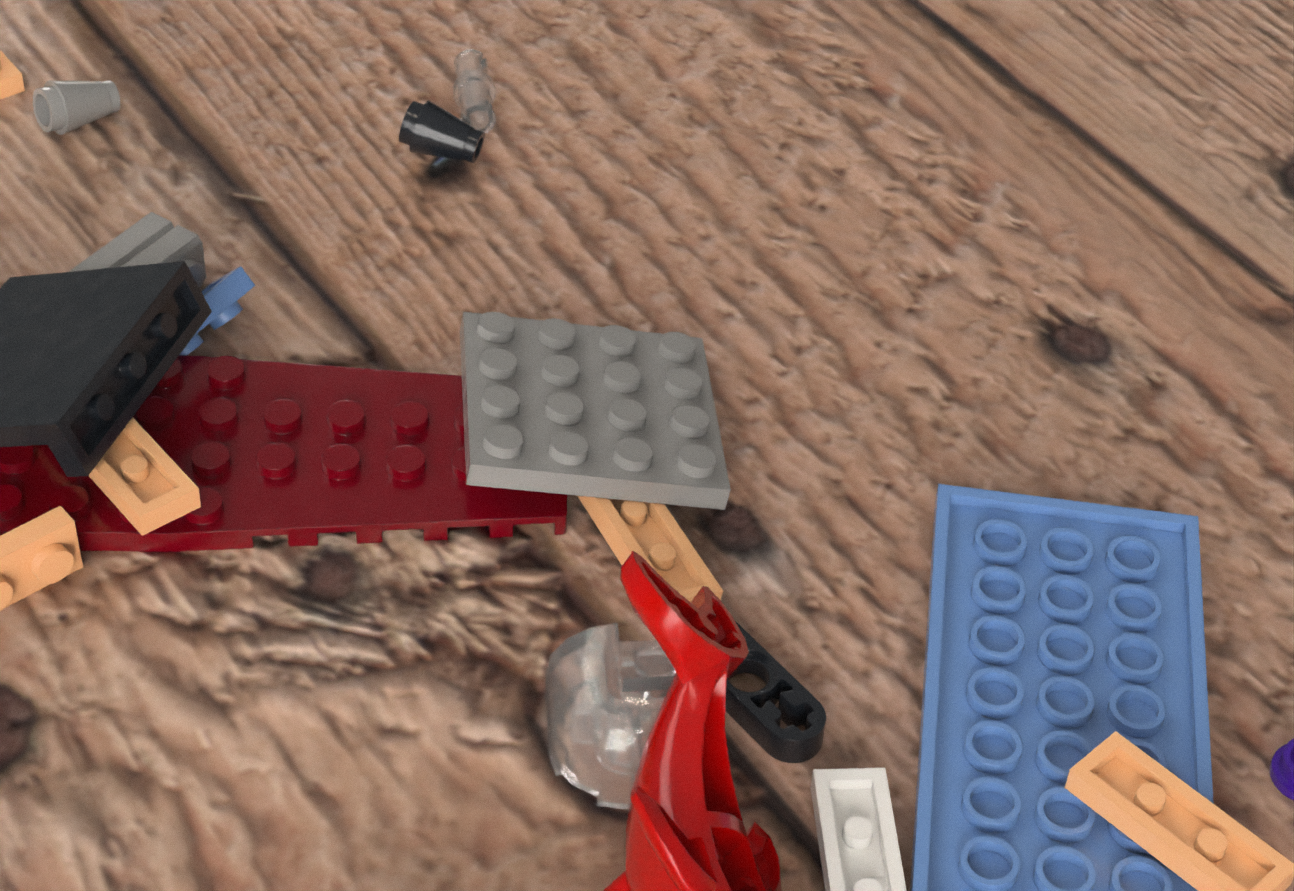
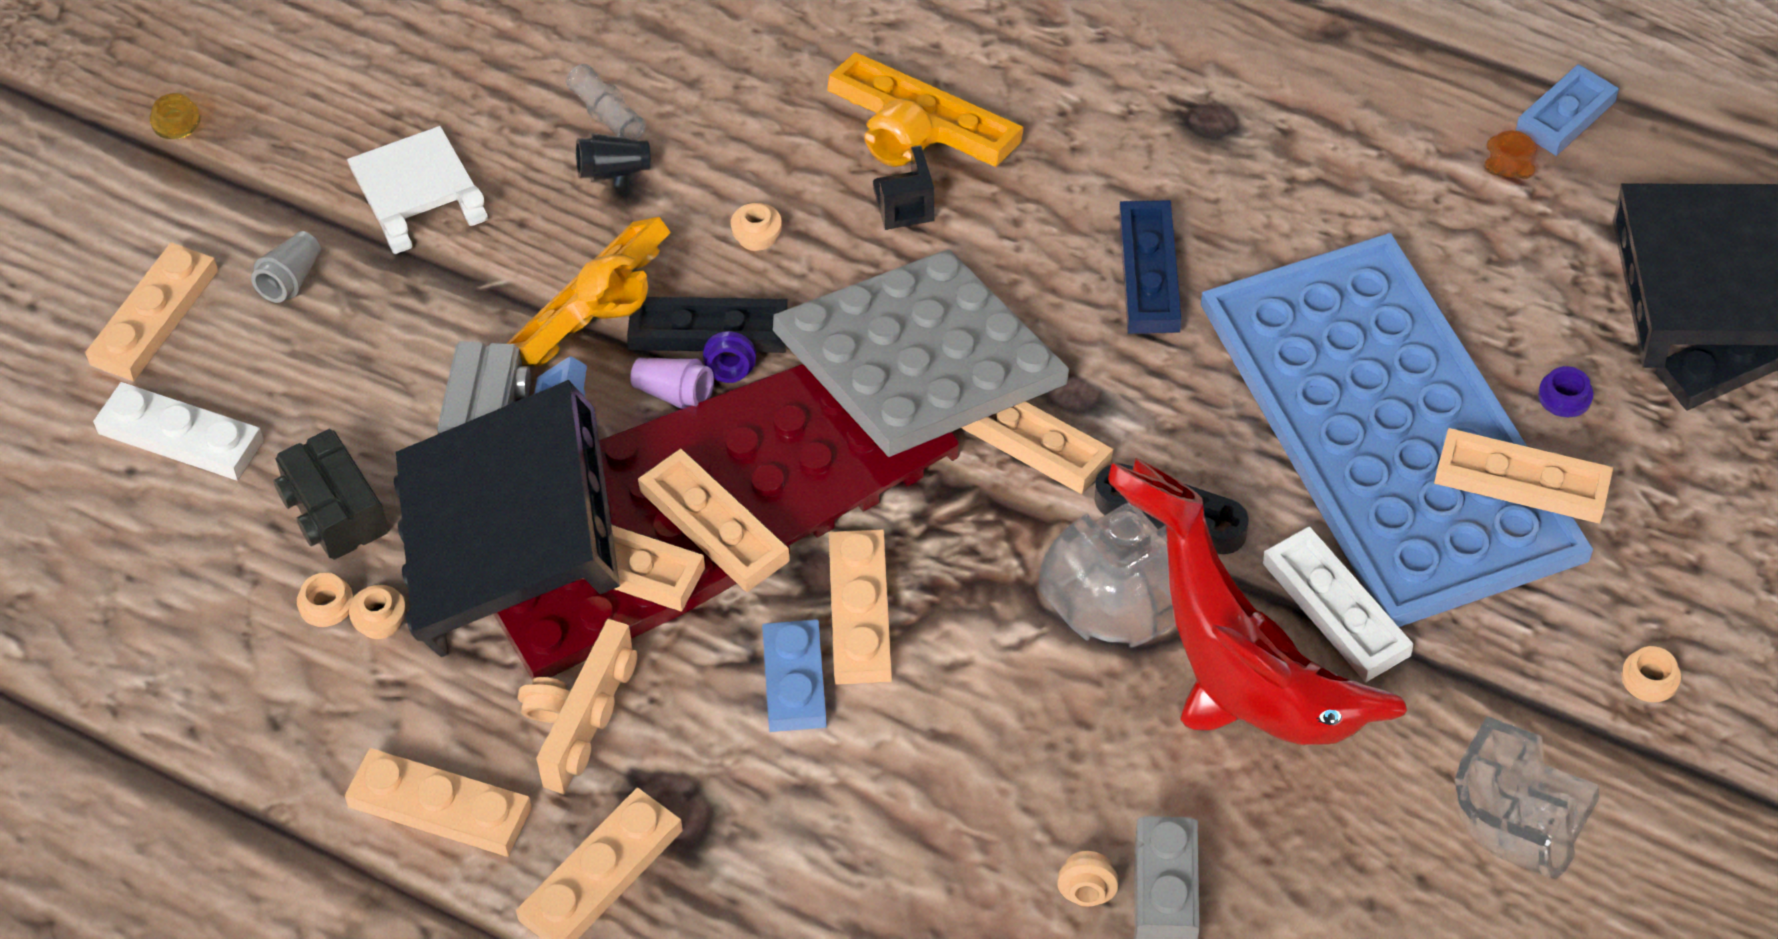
camera: 25 degrees left, 10 degrees up
(214, 659) = (794, 675): none -> medium blue plate
(243, 466) = (714, 520): none -> light nougat plate
(251, 86) = (412, 179): none -> white flag
(321, 226) = (601, 290): none -> light orange plate
(333, 336) = (673, 380): none -> lavender cone
(337, 626) = (859, 607): none -> light nougat plate
(389, 342) = (729, 368): none -> dark purple plate
(398, 300) = (691, 321): none -> black plate
(530, 245) = (756, 226): none -> light nougat plate
(697, 277) = (908, 196): none -> black panel
(759, 206) = (919, 114): none -> light orange plate
(901, 441) = (1149, 267): none -> dark blue plate

